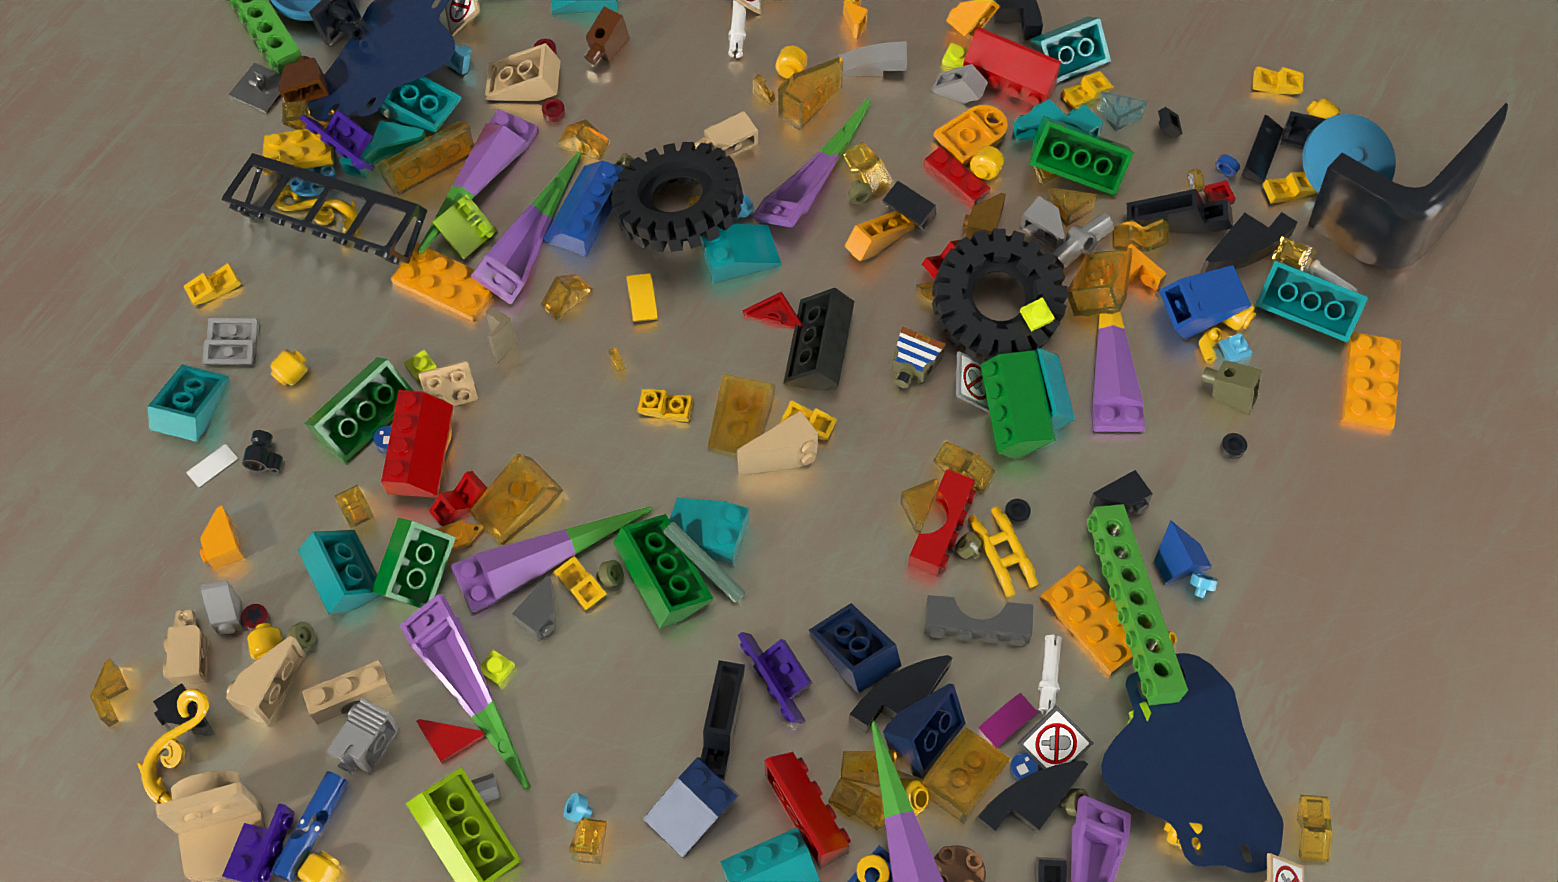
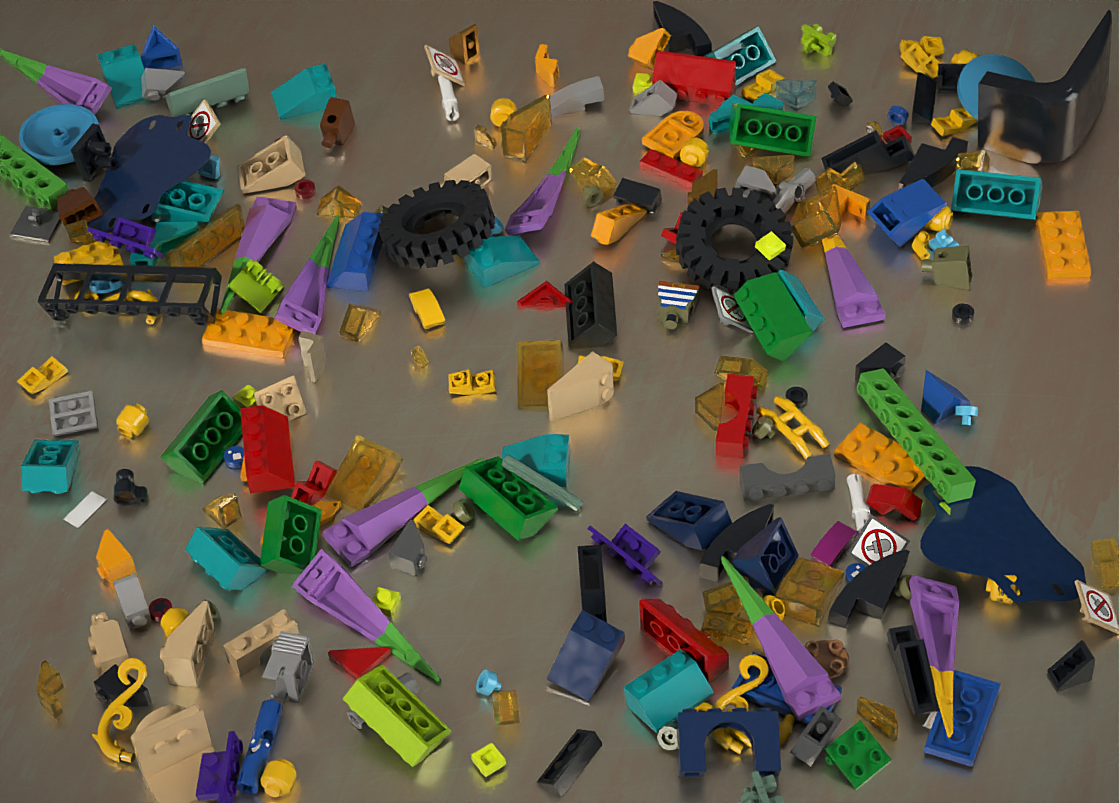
camera: 10 degrees left, 15 degrees down
(1087, 678) = (887, 498): none -> red slope
(1160, 45) = (815, 40): none -> lime hips
(1272, 100) = (920, 62): none -> yellow slope

